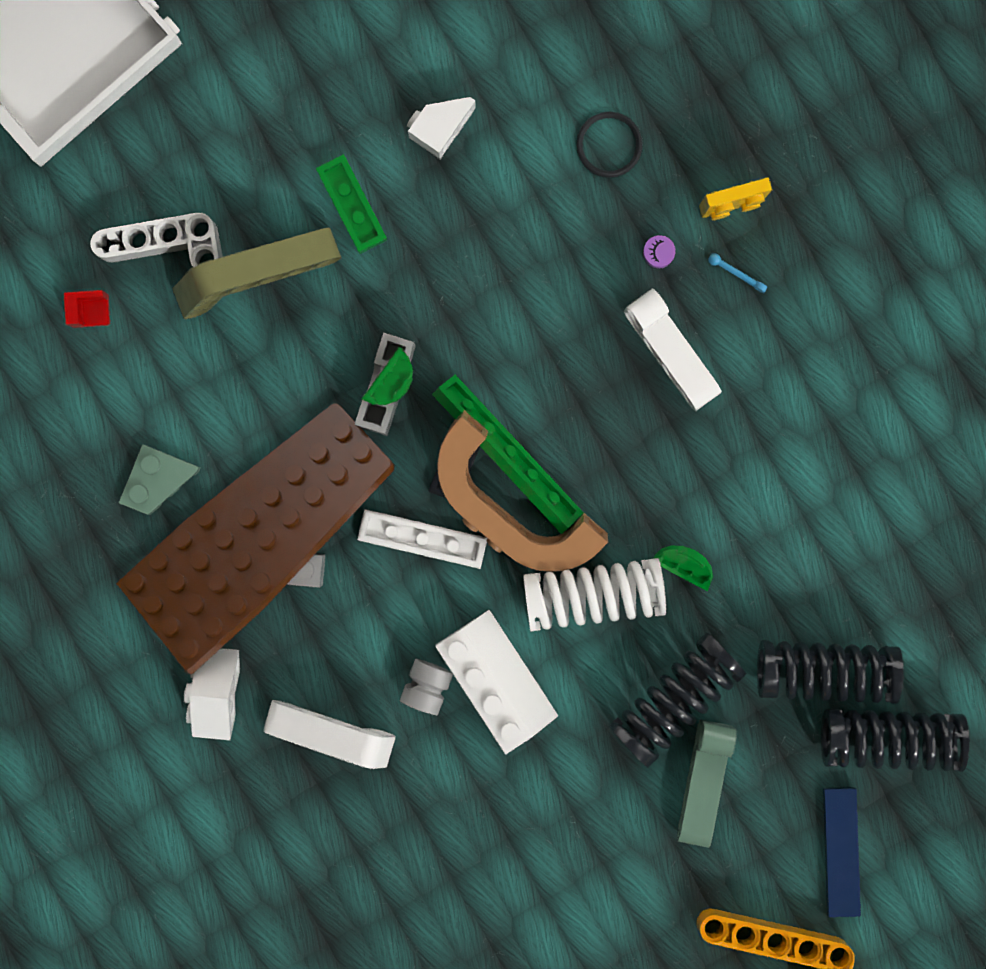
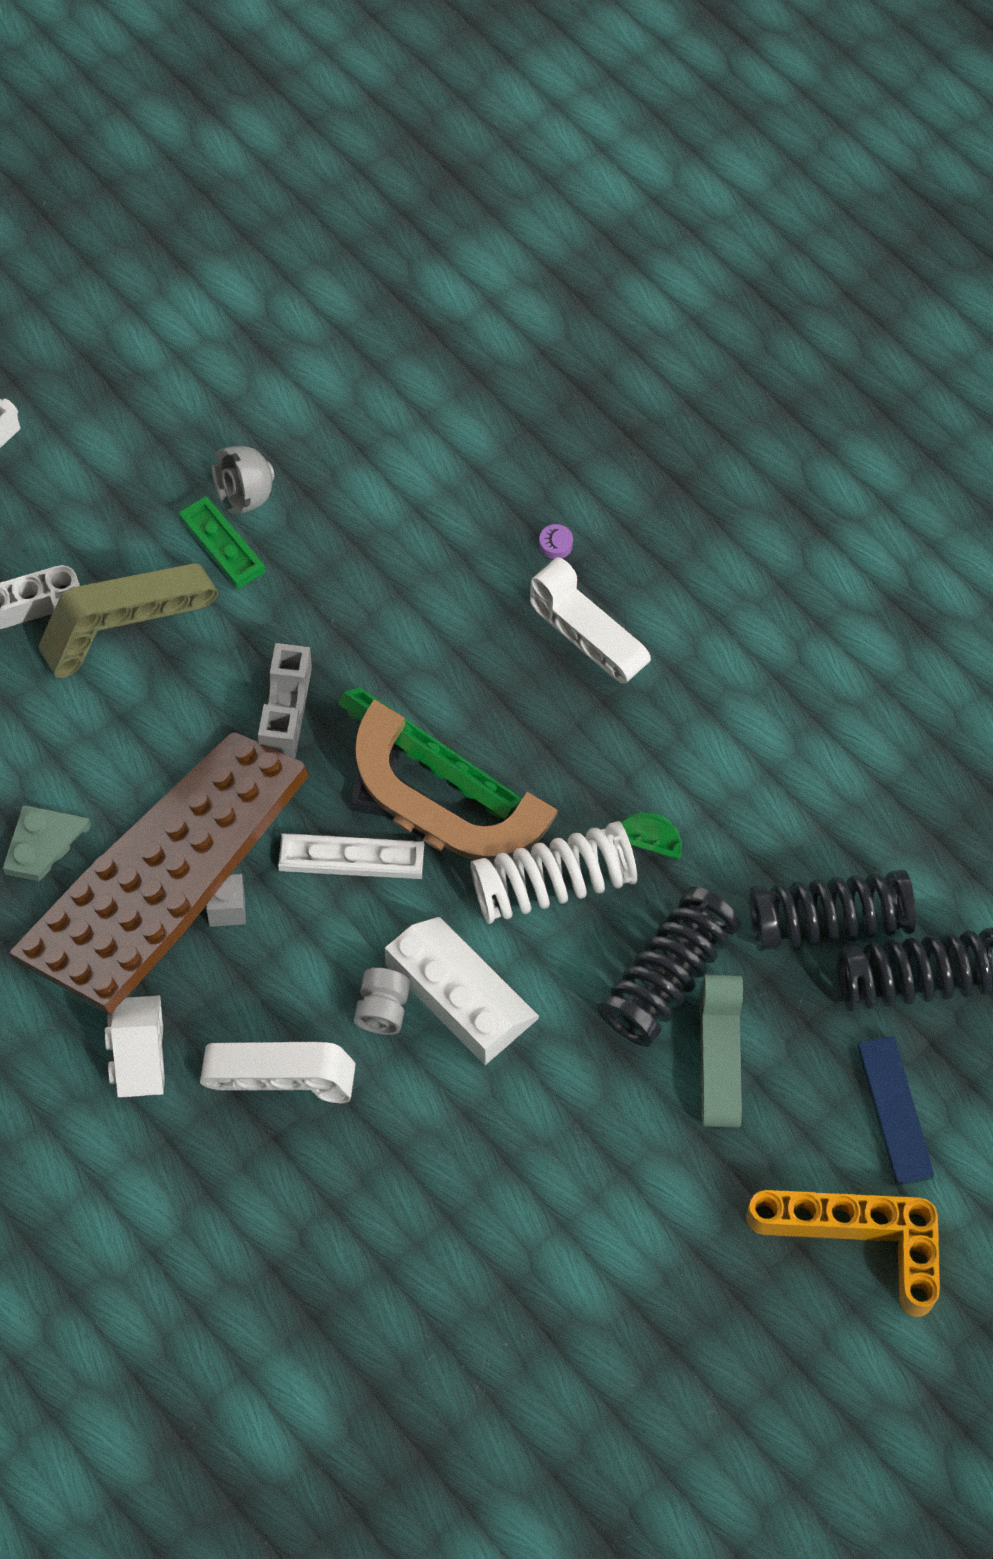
camera: 15 degrees left, 25 degrees down
(381, 142) = (242, 478): none -> light grey cylinder
(392, 381) = (292, 685): green plate -> none
(439, 124) = (304, 455): white slope -> none
(579, 144) = (452, 454): black tyre -> none
(715, 259) = (668, 558): dark azure hinge -> none
(743, 196) = (623, 472): yellow plate -> none

